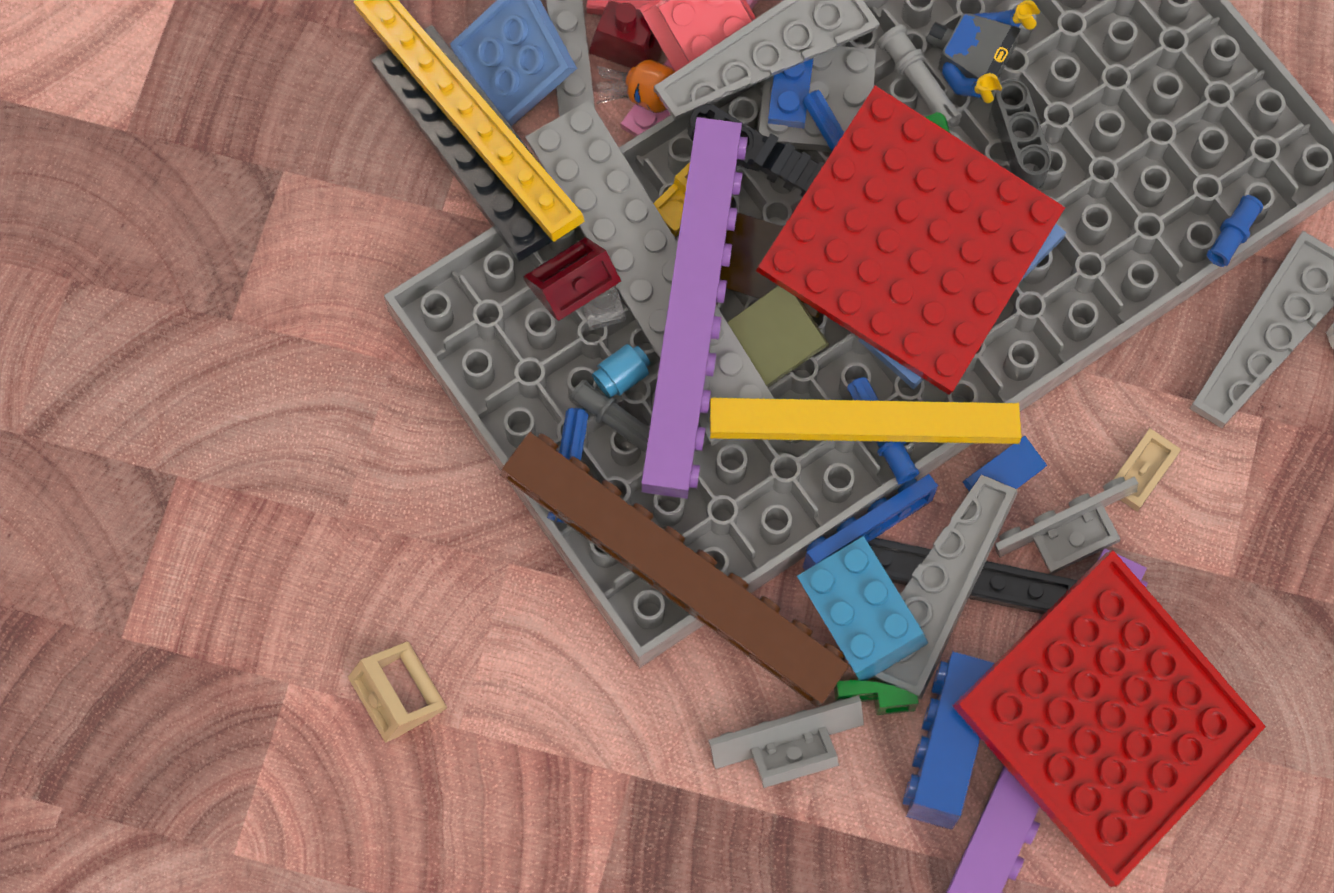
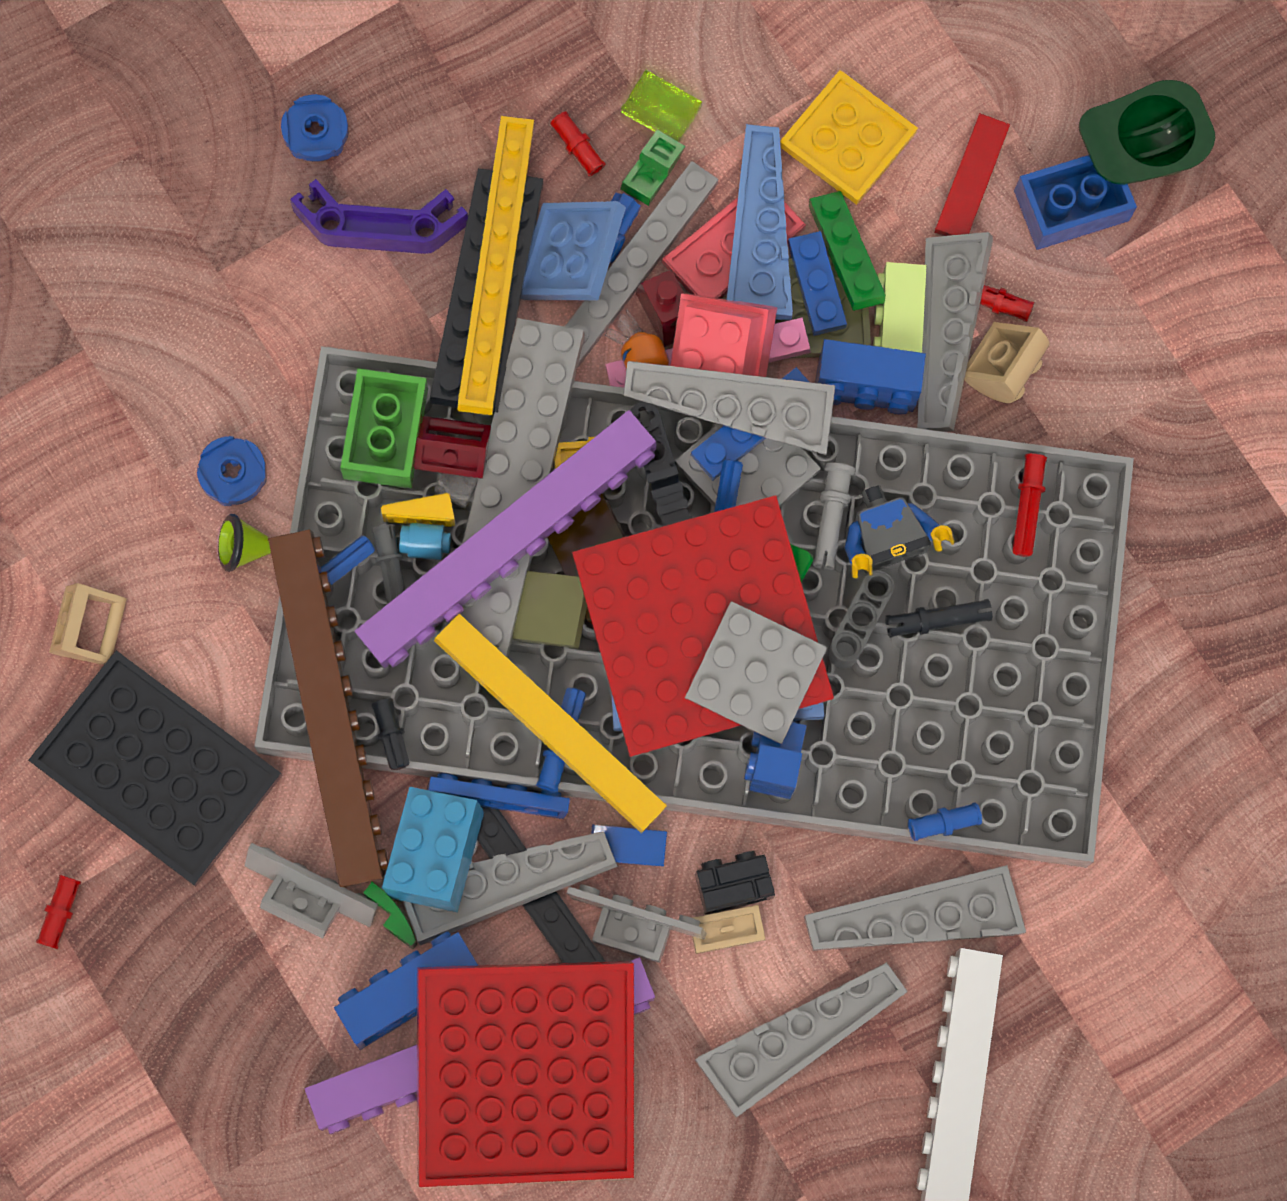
camera: 35 degrees right, 5 degrees up
(210, 158) = (320, 146): none -> blue plate
(329, 173) = (379, 226): none -> dark purple piece
(409, 481) = (230, 490): none -> blue plate
(462, 513) = (240, 543): none -> lime hat
(504, 309) = (383, 428): none -> bright green brick
(566, 755) = (155, 768): none -> black plate
(601, 343) = (425, 510): none -> yellow slope
(742, 546) = (391, 734): none -> black axle
(991, 235) = (756, 672): none -> light grey plate
(1065, 293) = (775, 765): none -> blue brick
(1068, 95) = (937, 618): none -> black pin
(1115, 429) = (734, 883): none -> black brick
(1274, 527) = (774, 1052): none -> light grey wing

